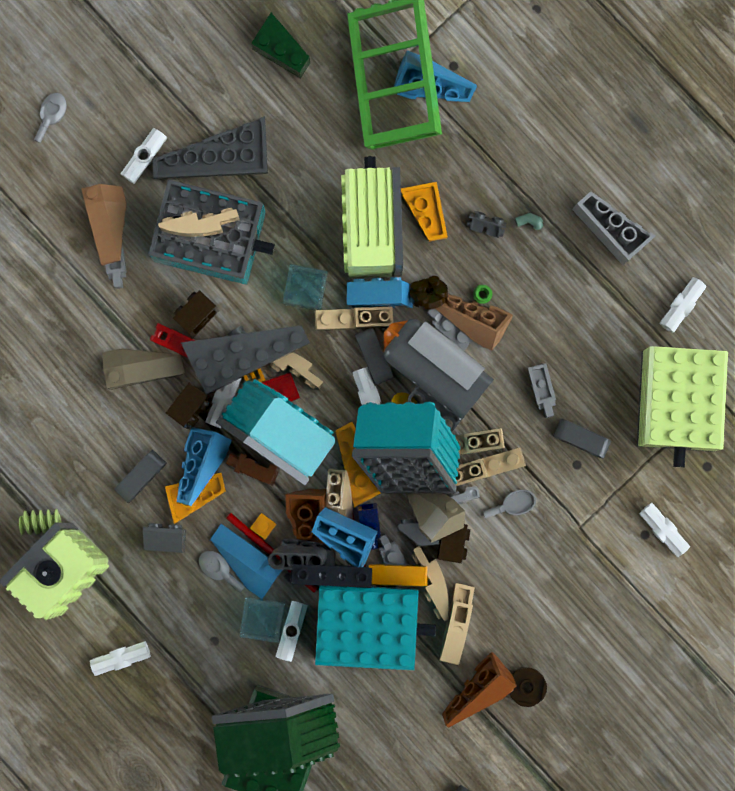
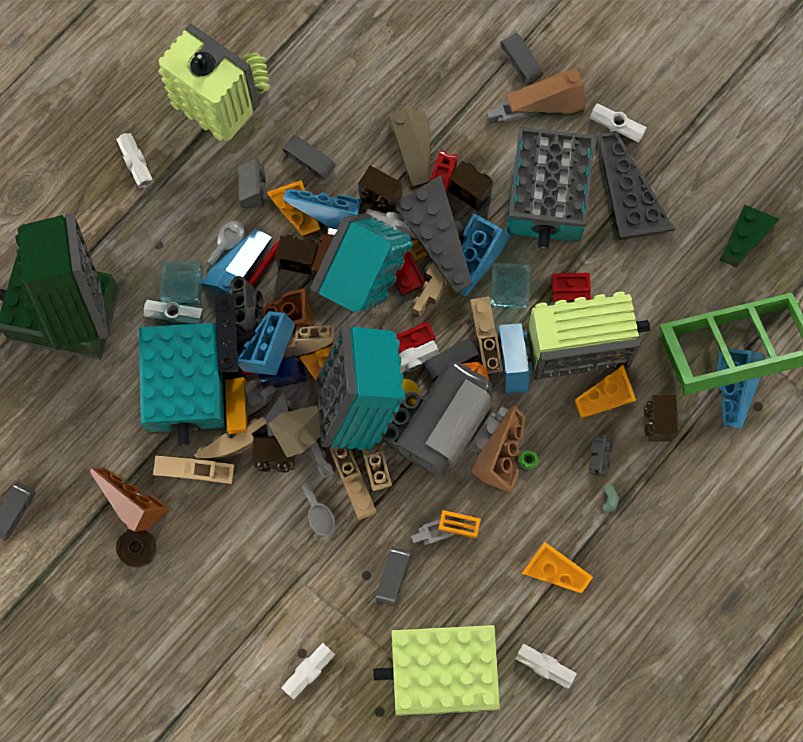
camera: 85 degrees right, 10 degrees down
(51, 112) = (646, 38): light grey piece -> none
(58, 243) = (521, 58): none -> dark grey beam
(191, 226) = (553, 160): tan slope -> none
(248, 497) = (296, 254): none -> dark brown brick
(259, 311) = (481, 247): none -> dark azure wedge
(263, 526) = (273, 276): light orange plate -> none
(312, 228) = (570, 286): none -> red plate
(347, 393) = (415, 337): none -> red hinge
(421, 288) = (530, 406): dark brown plate -> none
(459, 160) = (662, 418): none -> dark brown brick
(535, 384) = (458, 524): none -> light orange tile
(591, 282) = (557, 569): none -> light orange wing
(612, 227) = (613, 585): light grey wedge -> none

